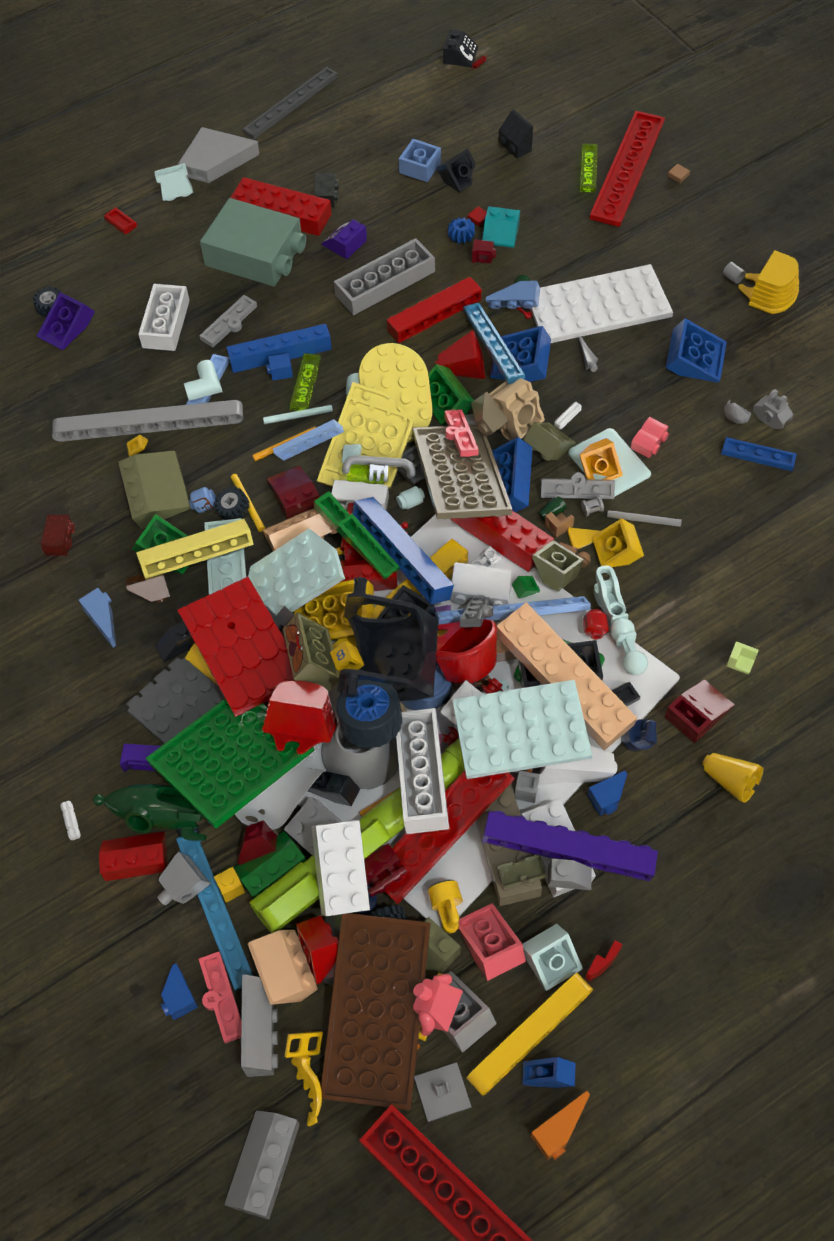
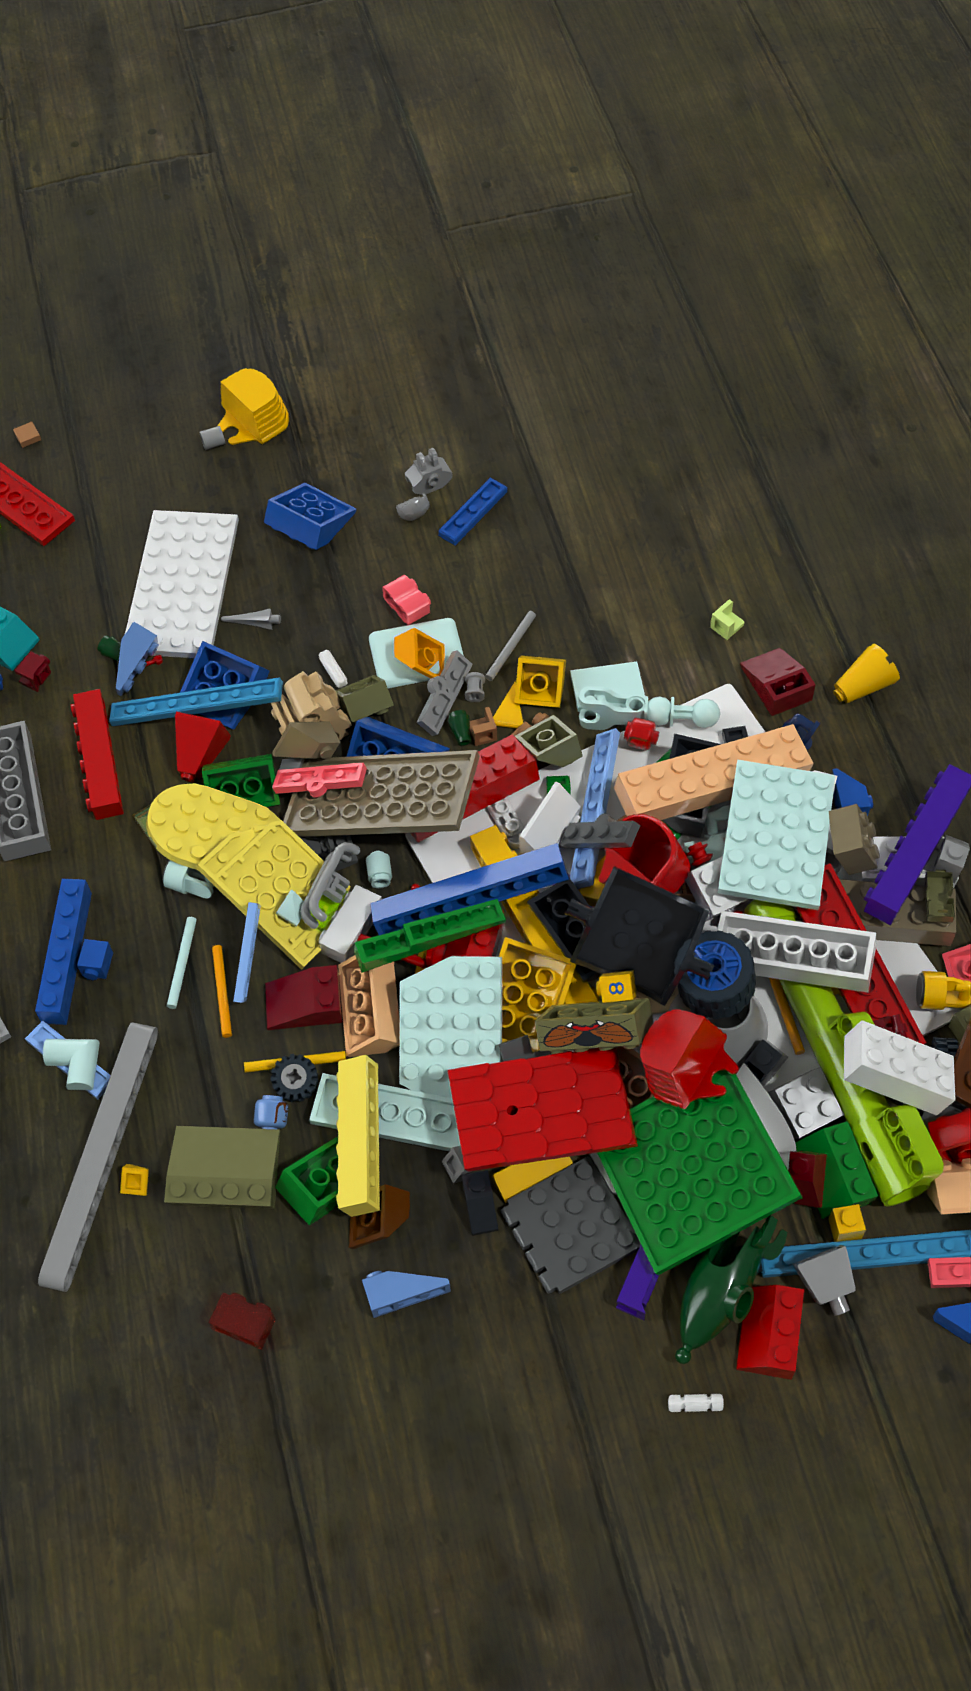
camera: 70 degrees left, 0 degrees up
(305, 382) = (132, 938): clear neon green tile -> none
(544, 789) = (853, 839): none -> dark tan brick
(640, 594) = (620, 678): none -> light aqua tile

